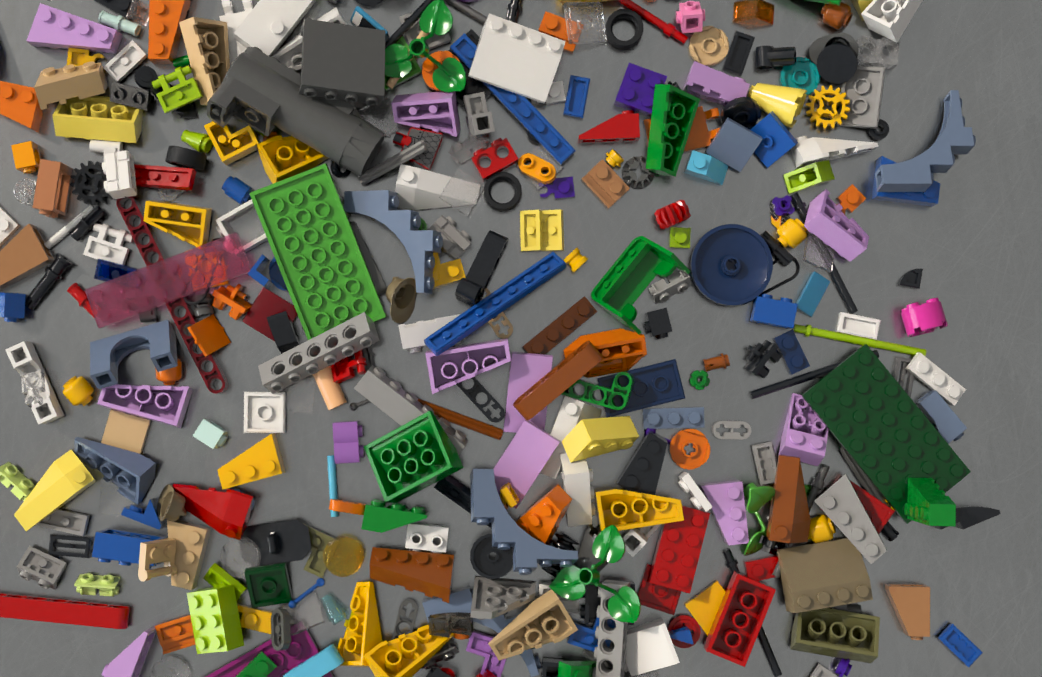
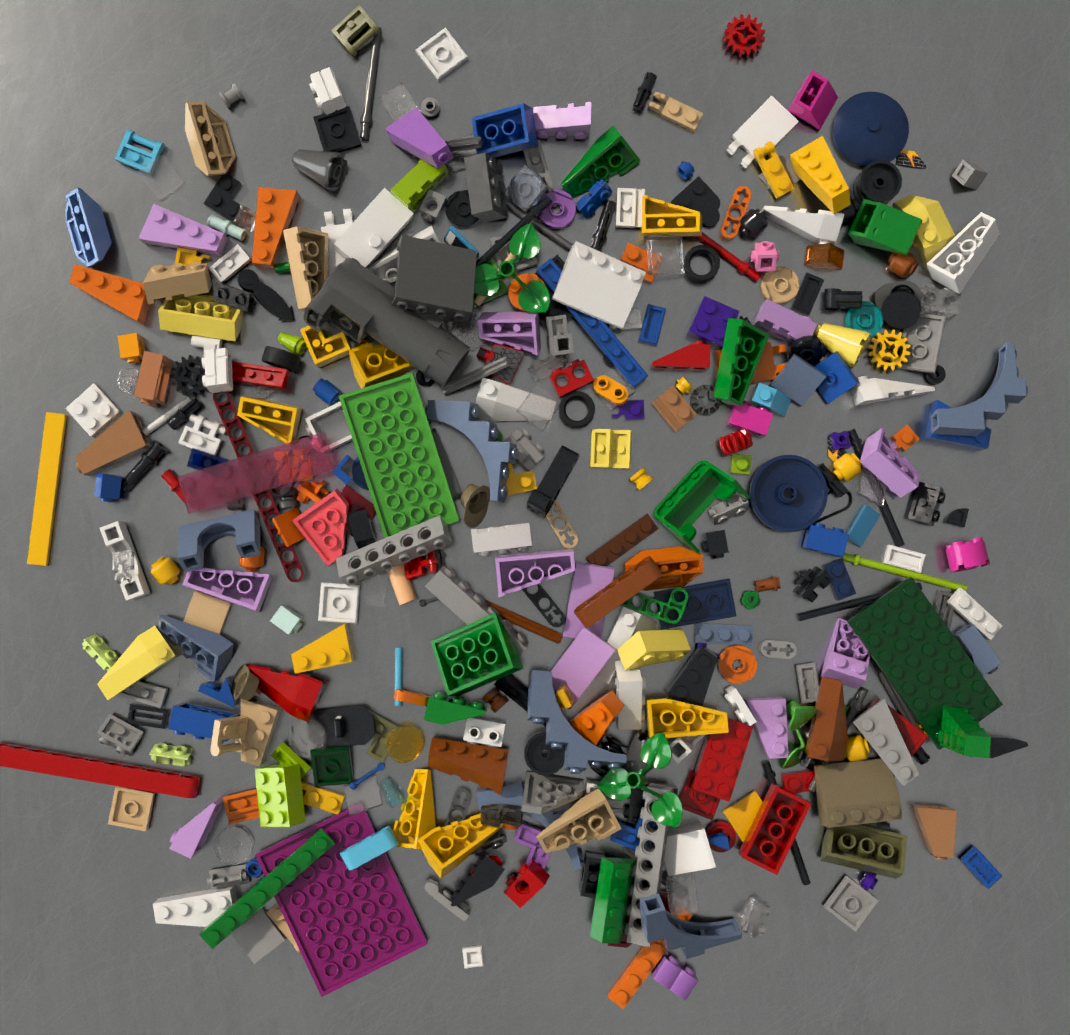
camera: 10 degrees right, 0 degrees up
(59, 644) = (131, 808): none -> tan plate
(180, 94) = (277, 299): lime plate -> none
(245, 332) = (325, 526): none -> coral plate
(280, 629) = (341, 809): dark grey plate -> none
(347, 442) = (414, 636): medium lavender brick -> none
(436, 503) = (495, 699): none -> reddish brown wheel
(494, 303) = (563, 515): blue tile -> none
(687, 188) = (751, 418): none -> dark pink brick
(809, 176) = (867, 414): lime slope -> none
(878, 266) = (927, 503): none -> black bracket

